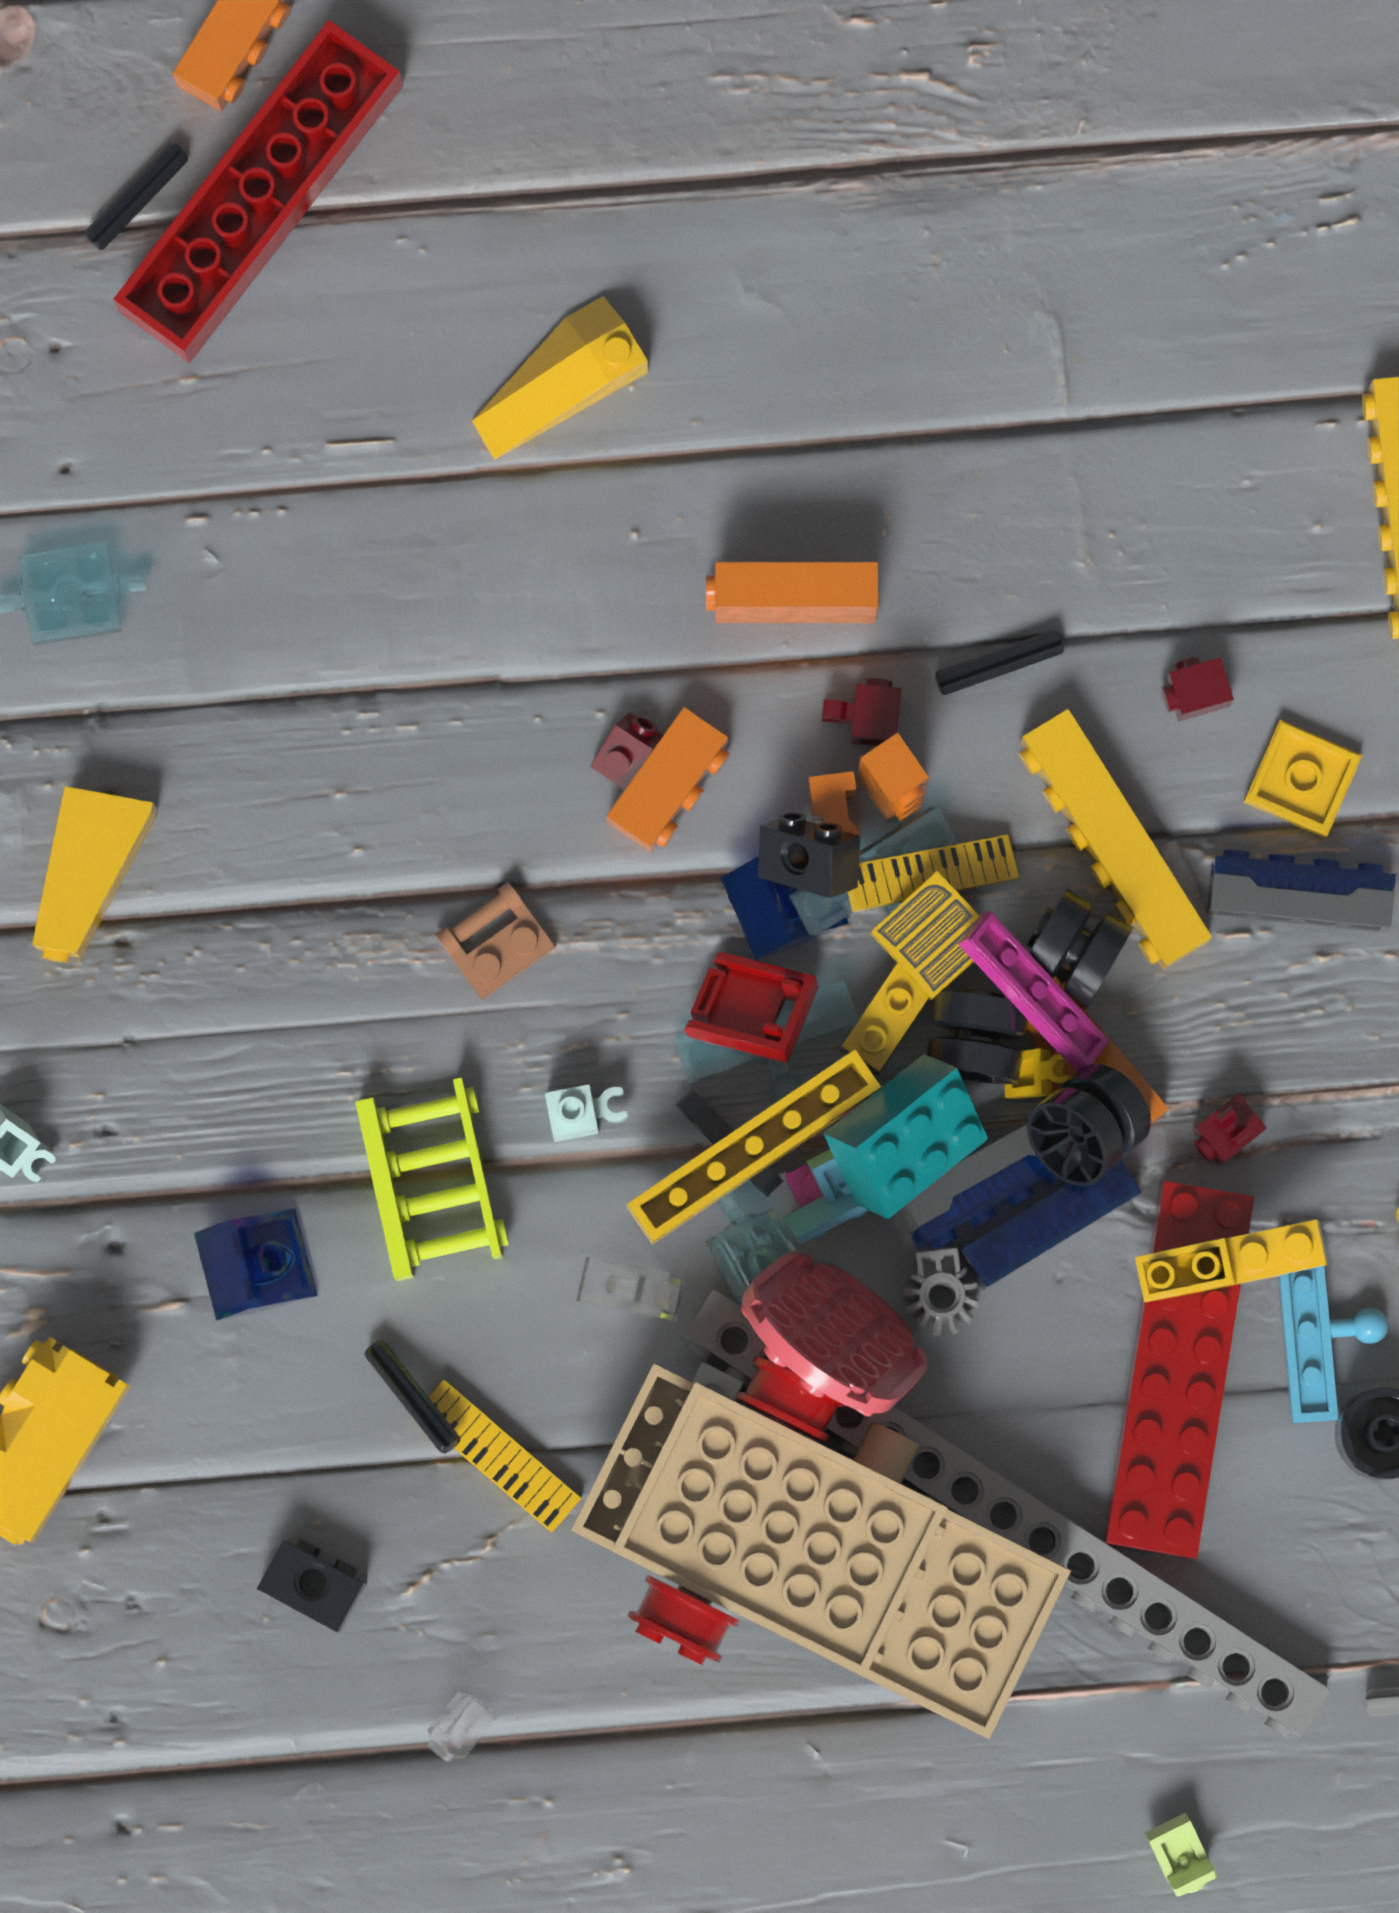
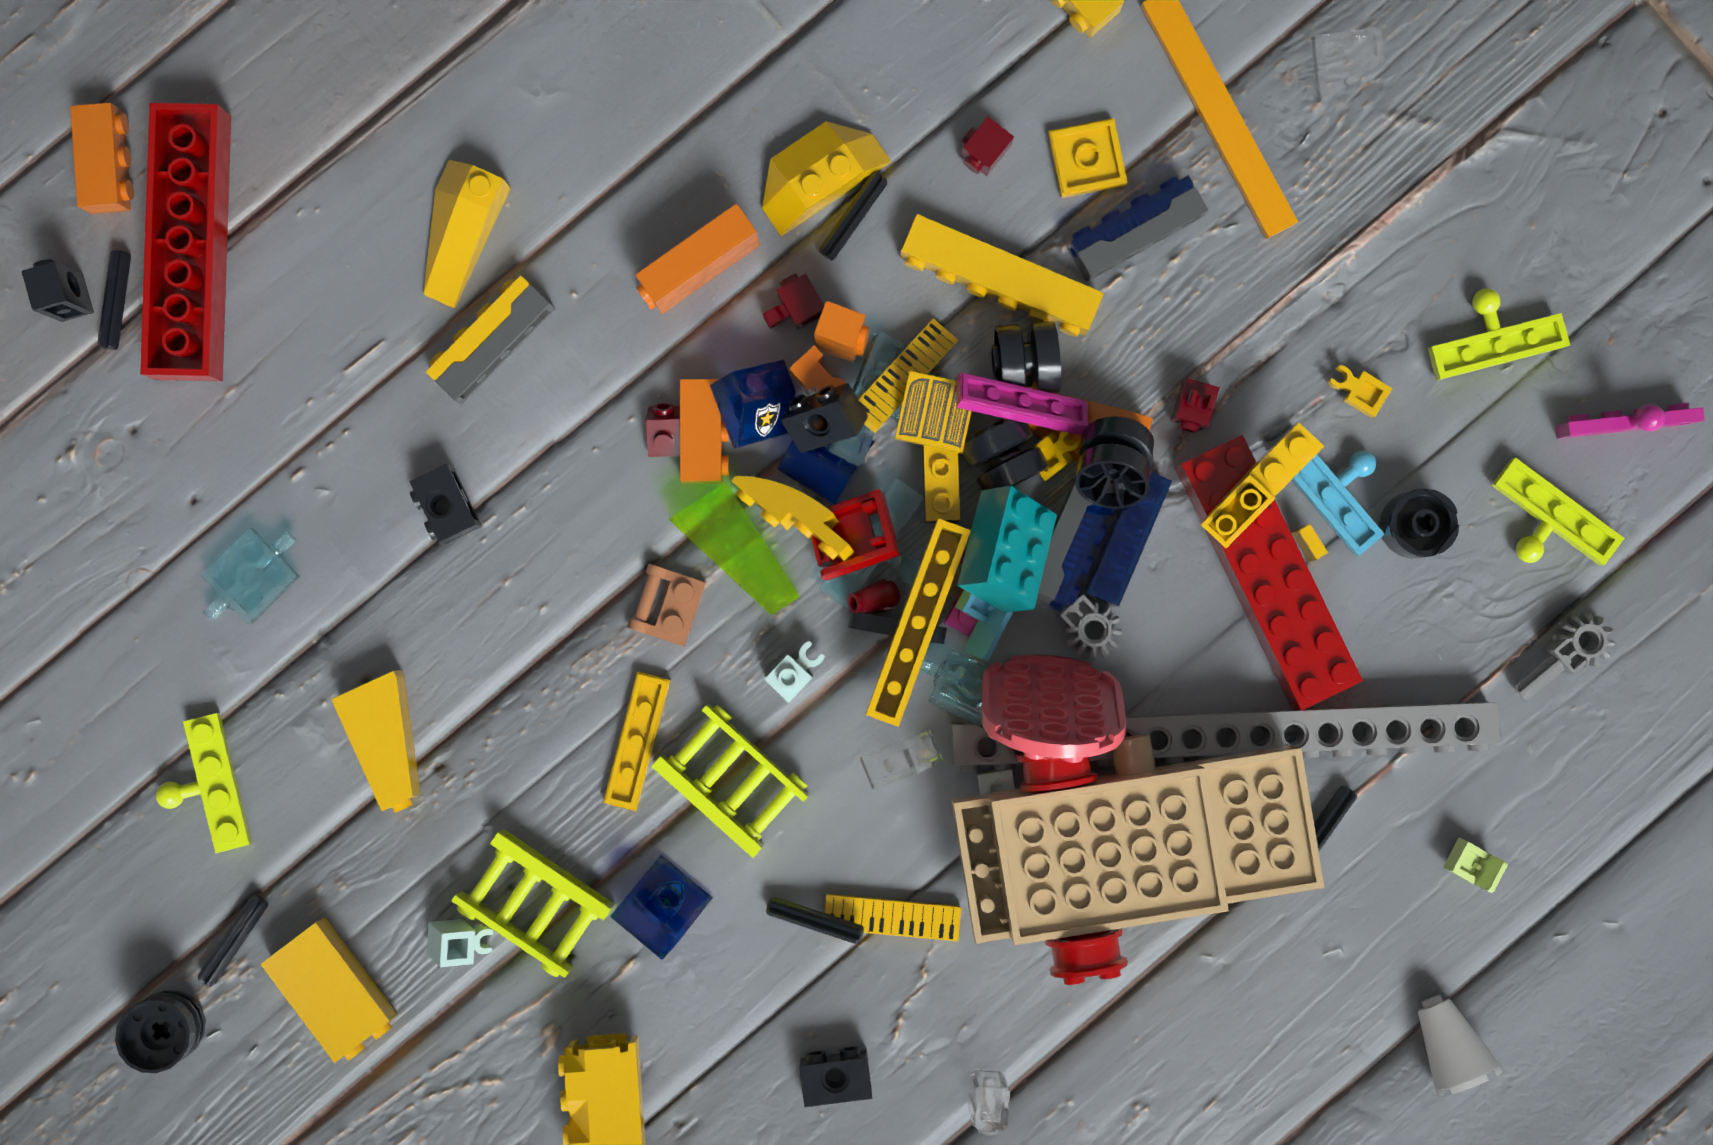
camera: 40 degrees left, 5 degrees up
(87, 148) = (57, 291): none -> black brick
(164, 1168) = (536, 869): none -> neon yellow fence
(337, 690) = (461, 516): none -> black brick
(357, 1066) = (637, 741): none -> yellow tile
(509, 520) = (489, 339): none -> dark grey piece
(615, 920) = (732, 542): none -> clear neon green wedge
(707, 932) = (789, 506): none -> yellow slope
(728, 1092) = (876, 597): none -> dark red cone
(746, 787) = (754, 402): none -> clear blue slope
(995, 589) = (818, 172): none -> yellow wedge
(1053, 1694) = (1333, 814): none -> black axle
(1248, 1370) = (1309, 542): none -> yellow tile

